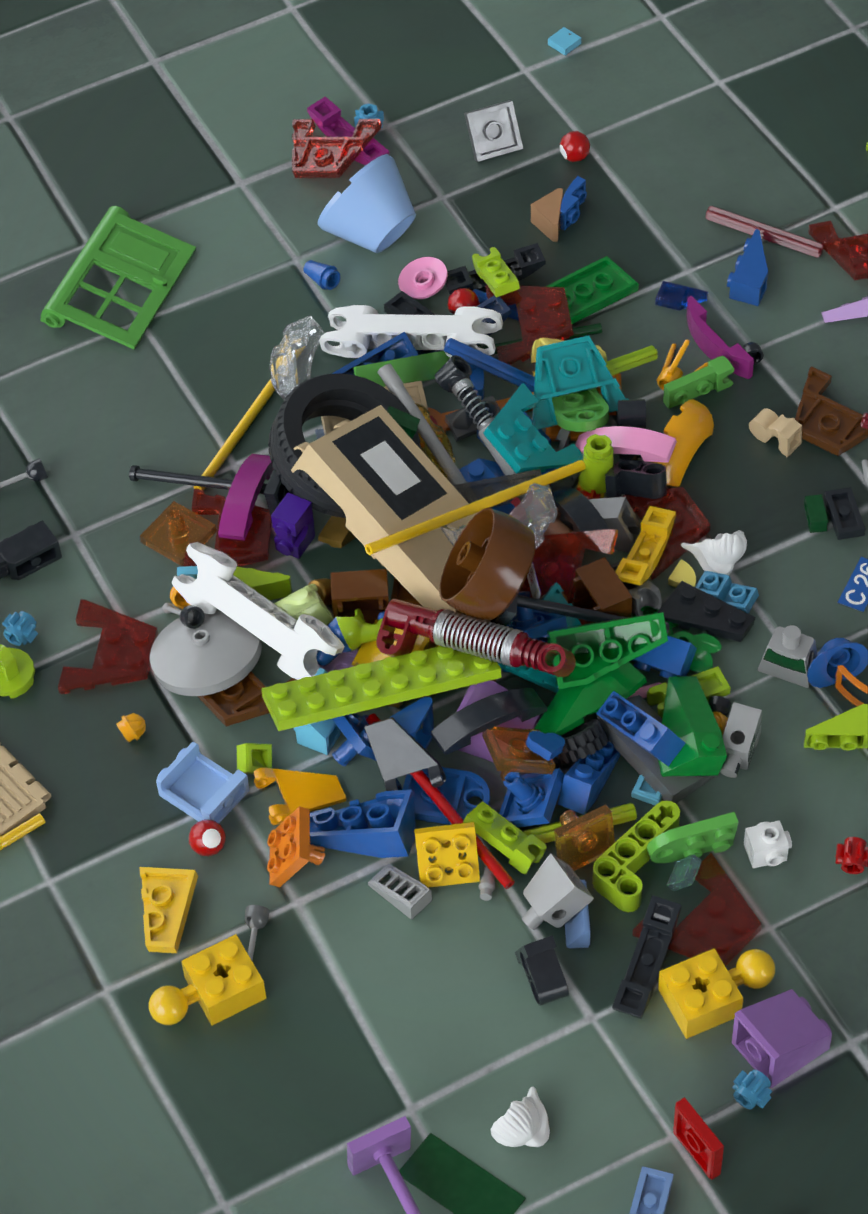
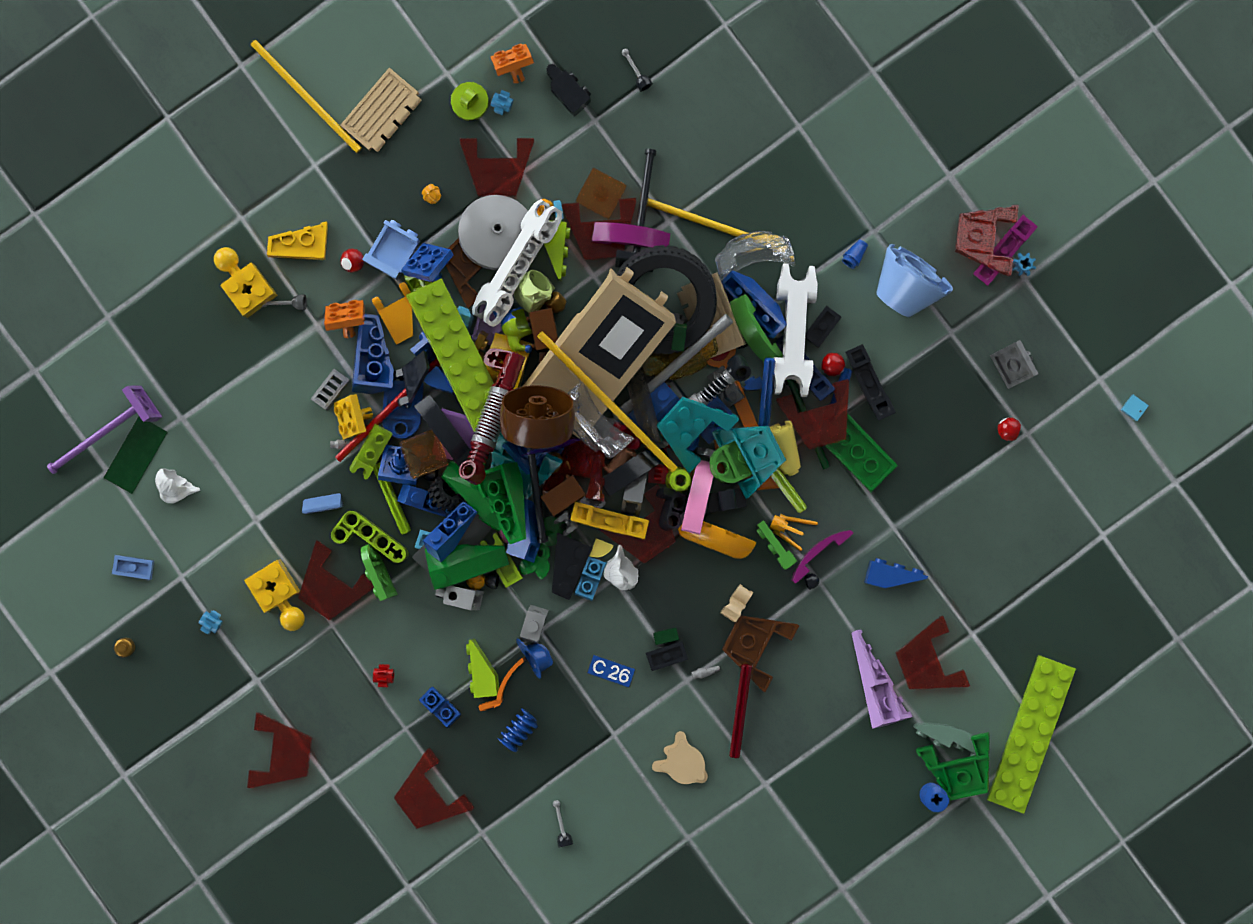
camera: 80 degrees right, 35 degrees up
(132, 253) = (858, 109): bright green door -> none
(189, 613) = (514, 222): black hinge -> none
(232, 731) = (427, 262): none -> blue plate
(293, 525) = (599, 271): dark purple brick -> none
(423, 277) = (856, 322): bright pink dish -> none
(495, 273) = (856, 385): lime plate -> none
(543, 970) = (279, 485): black tile -> none
(545, 745) = (428, 471): blue tile -> none
(546, 214) = (934, 417): medium nougat slope -> none
(554, 894) = (329, 489): light grey torso -> none
(573, 197) = (942, 432): blue slope -> none
(584, 837) = (372, 501): clear orange tile -> none
(648, 957) = (292, 550): black slope -> none
(675, 295) = (864, 522): clear blue tile -> none
(684, 872) = (357, 568): clear light blue tile -> none
(698, 1138) = (168, 592): red tile -> none
(767, 232) = (937, 582): axle -> none
(767, 844) = (377, 620): white brick -> none
(780, 1035) = (247, 638): medium lavender slope -> none

